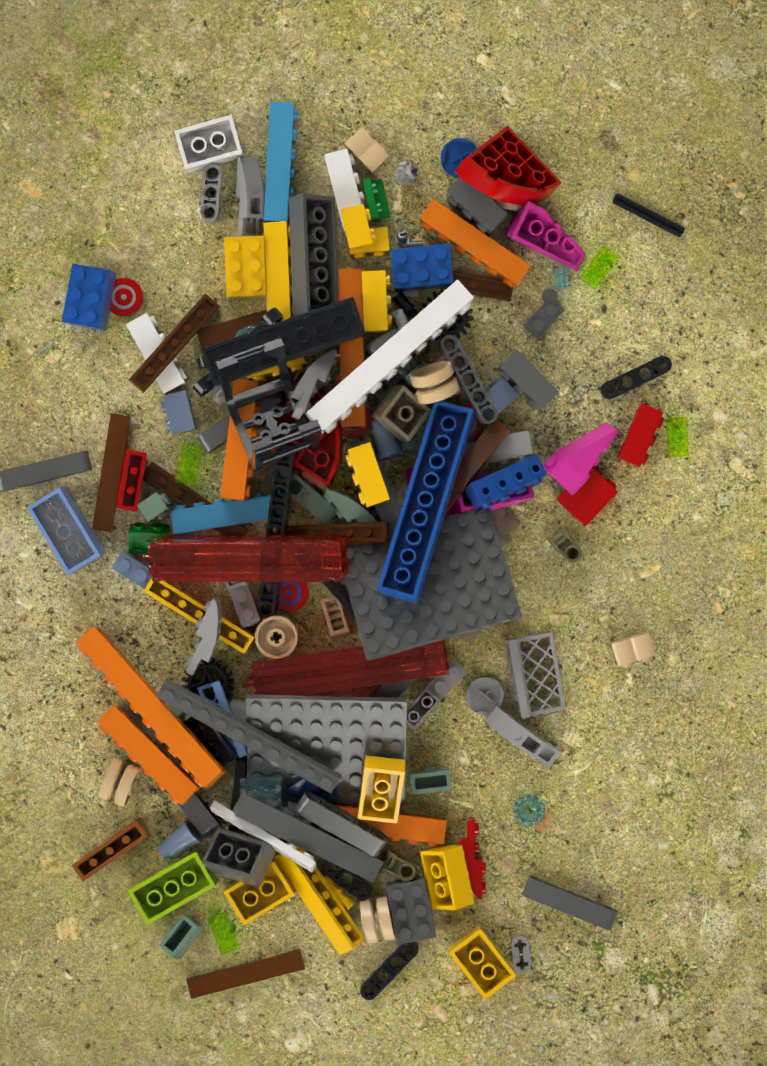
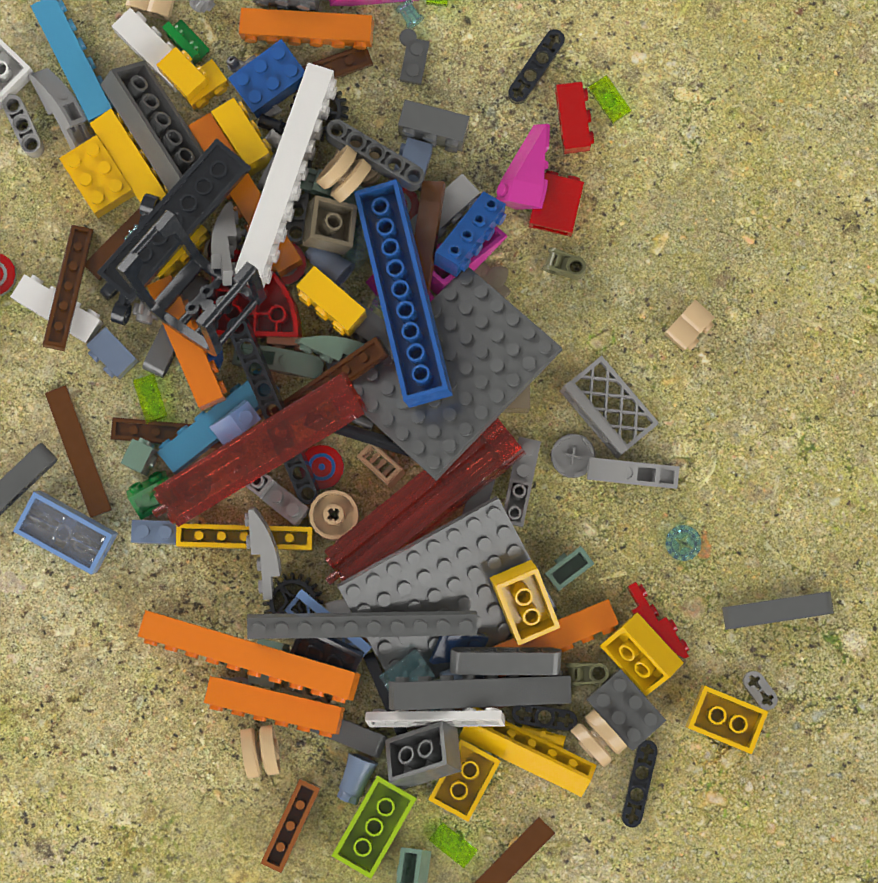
camera: 30 degrees left, 5 degrees down
(131, 480) = (101, 446): red brick -> none
(242, 523) = (235, 422): none -> medium blue slope

